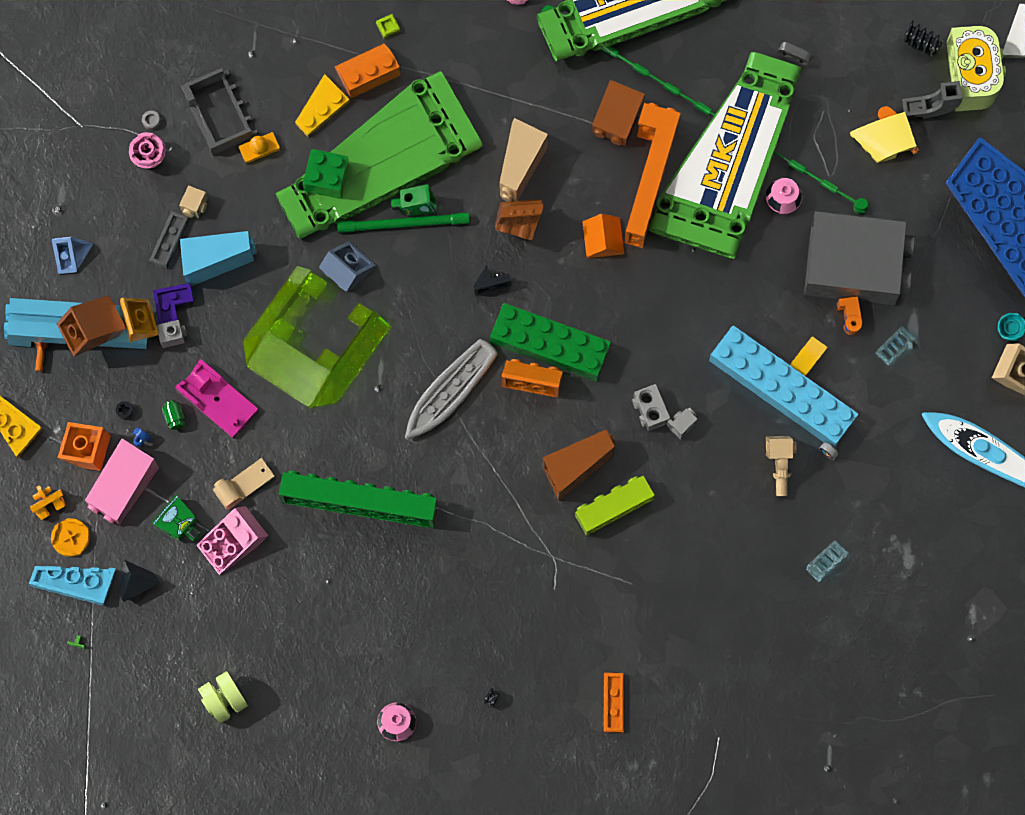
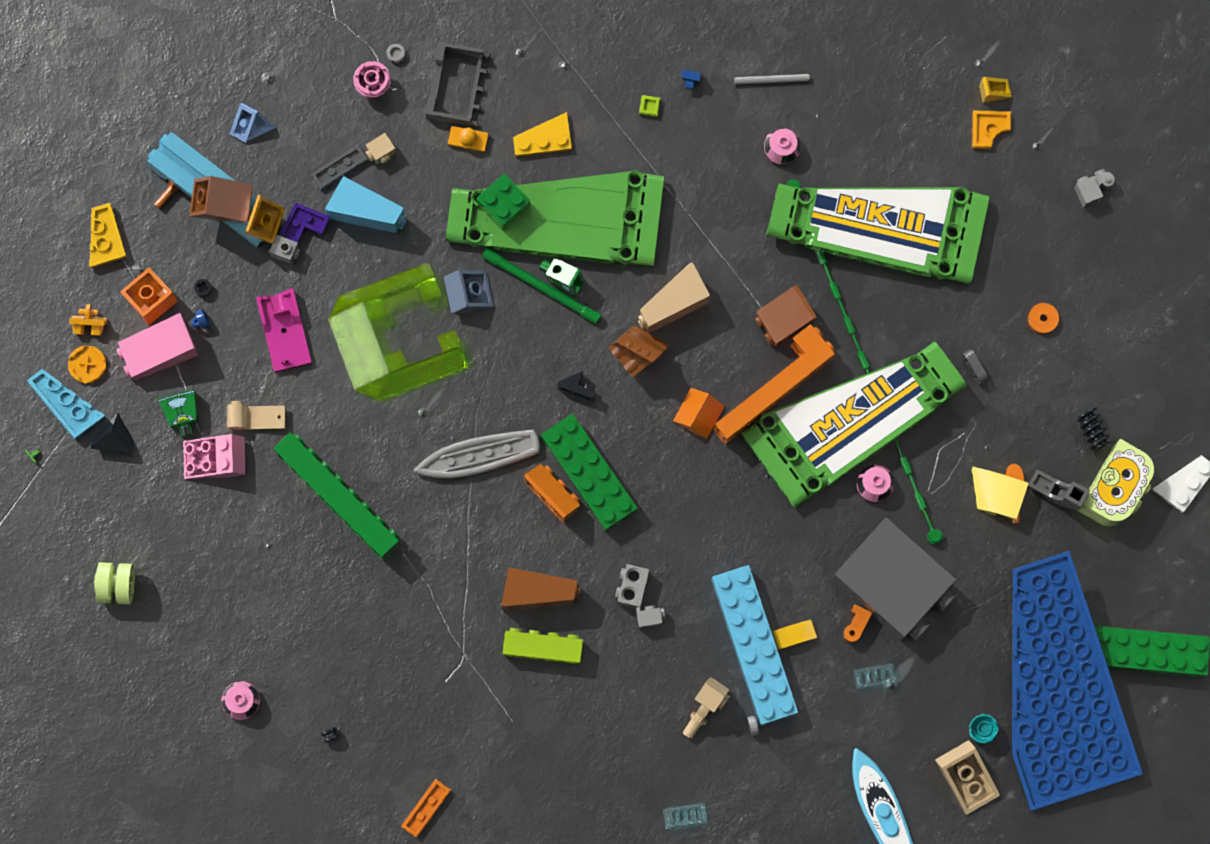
camera: 30 degrees right, 5 degrees up
(174, 415) = (239, 320): green brick -> none
(368, 70) = (605, 133): orange slope -> none

